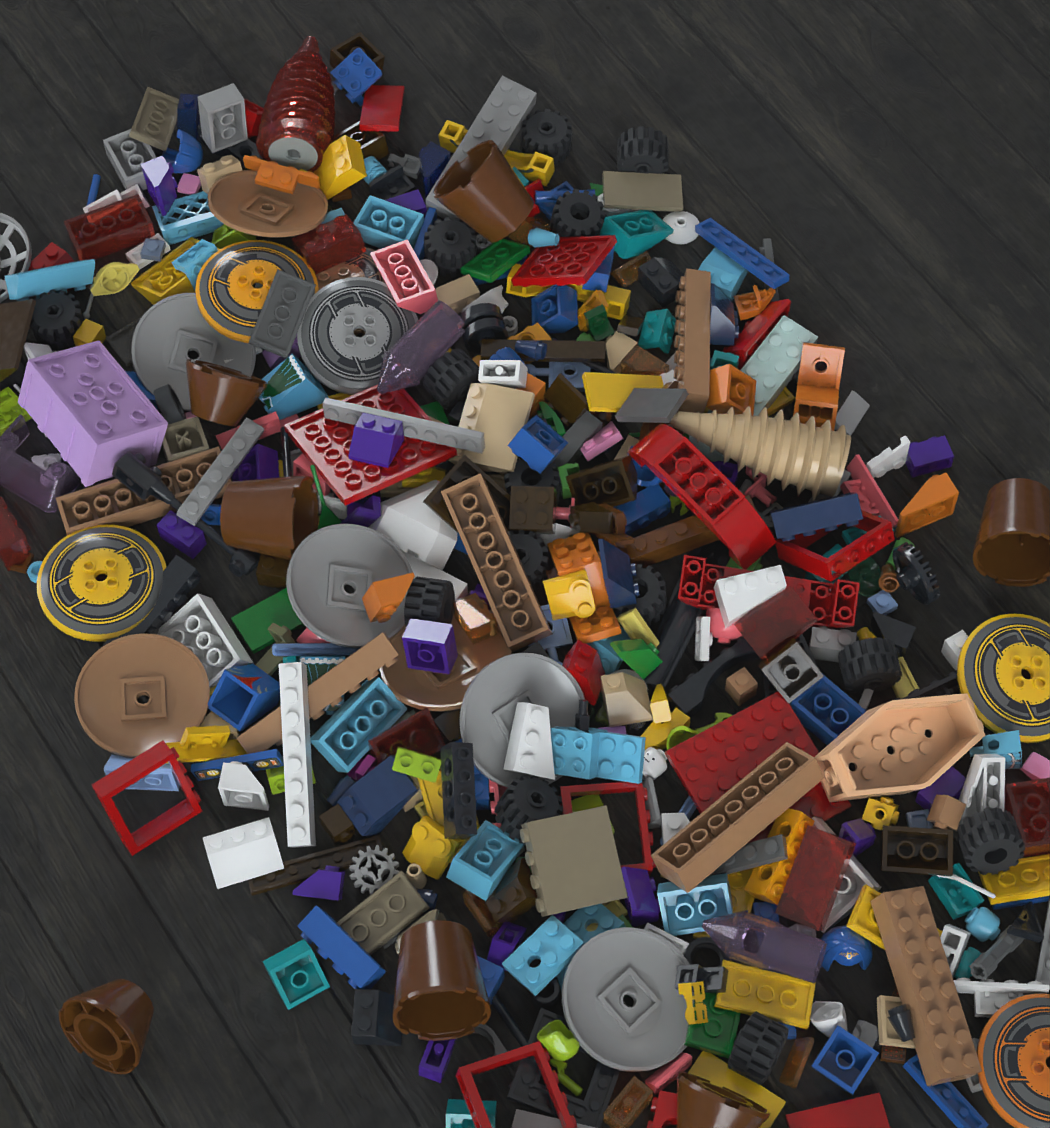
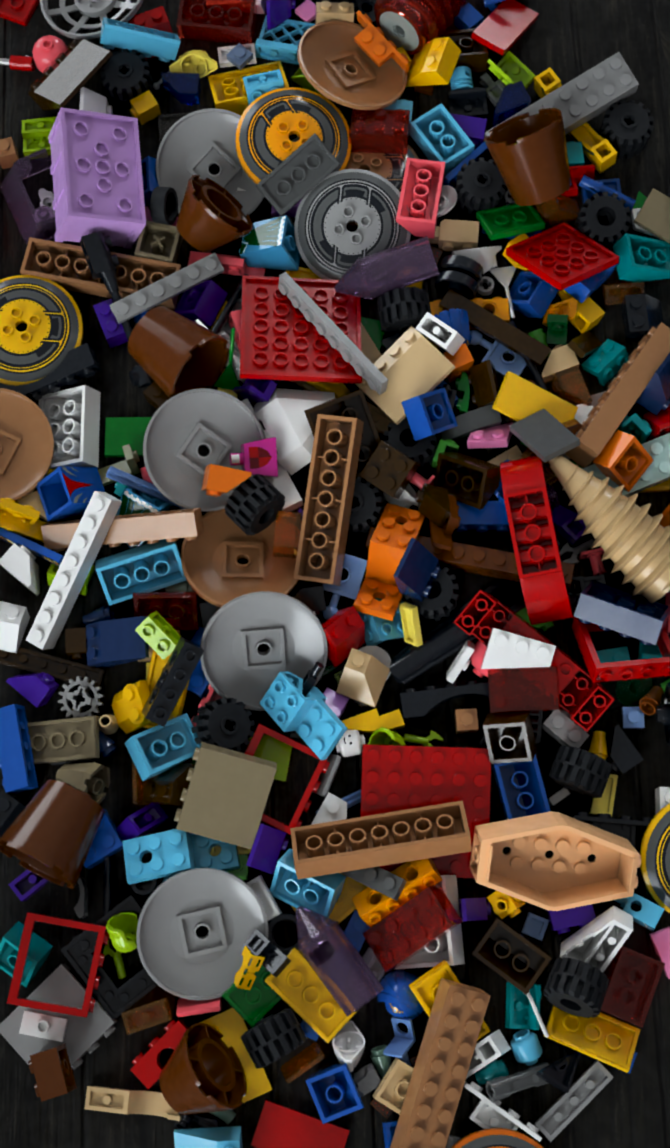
camera: 35 degrees right, 15 degrees up
(114, 302) = (183, 86): none -> clear blue slope
(345, 118) = (468, 18): none -> blue brick
(362, 767) = (124, 609): magenta bracket -> none
(376, 440) = (300, 334): dark purple slope -> none
(405, 560) = (257, 457): none -> dark pink torso
(411, 141) = (511, 70): none -> lime bracket
(430, 646) = (231, 540): dark purple brick -> none
(521, 309) = (504, 276): none -> white piece
(530, 742) = (254, 674): white wedge -> none
(532, 348) = (484, 323): dark blue cone -> none
(542, 238) = (558, 222): medium azure cone -> none
(570, 595) = (371, 563): yellow slope -> none
(638, 655) = (394, 646): green slope -> none
(660, 706) = (386, 699): yellow slope -> none
(865, 1011) = (380, 1060): none -> sand green cone
(873, 986) = (402, 1041): none -> medium blue bracket
(902, 1022) = (399, 1093): black cone -> none
(946, 812) = (556, 939): medium nougat brick -> none

